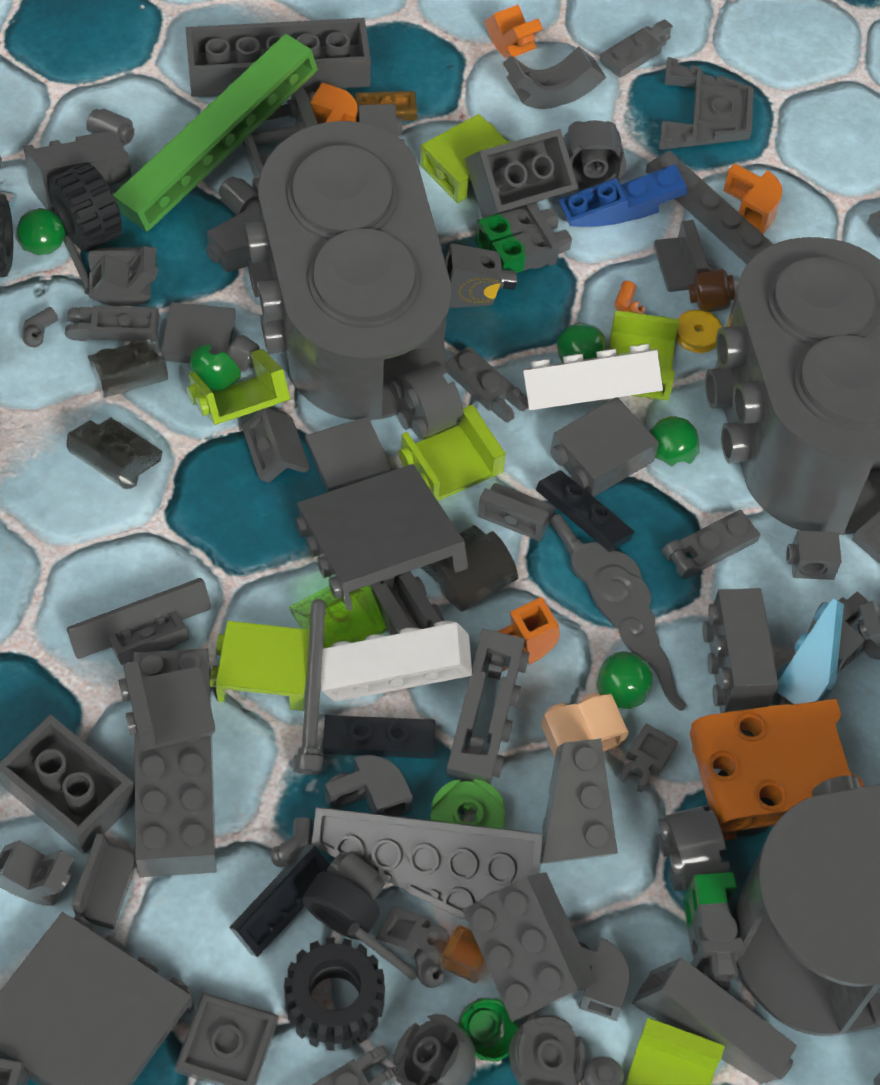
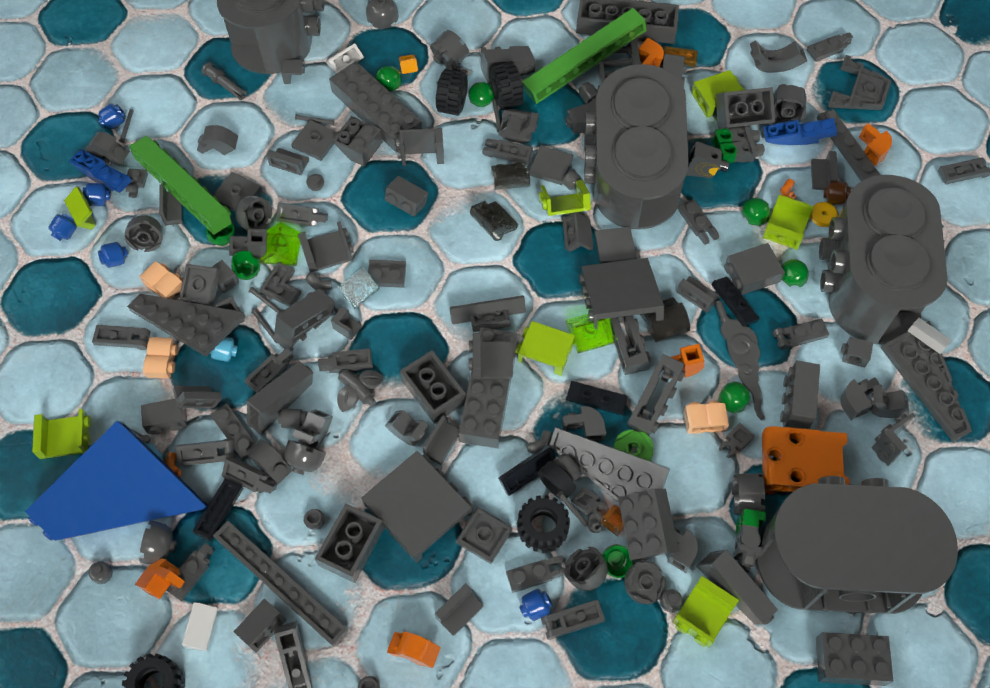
camera: 20 degrees right, 5 degrees up
(35, 326) = (467, 145): dark grey arm -> none
(106, 120) = (527, 39): dark grey brick -> none
(215, 370) = (555, 186): green hair -> none
(308, 758) = (557, 401): dark grey piece -> none
(396, 661) = (613, 361): white brick -> none
(427, 400) = (663, 224): dark grey brick -> none
(455, 456) = (671, 258): lime panel -> none
(511, 32) = (759, 25): orange brick -> none
(578, 806) = (692, 458): dark grey wedge -> none
(593, 378) = (757, 230): white brick -> none
(815, 665) = (840, 412): medium azure slope -> none

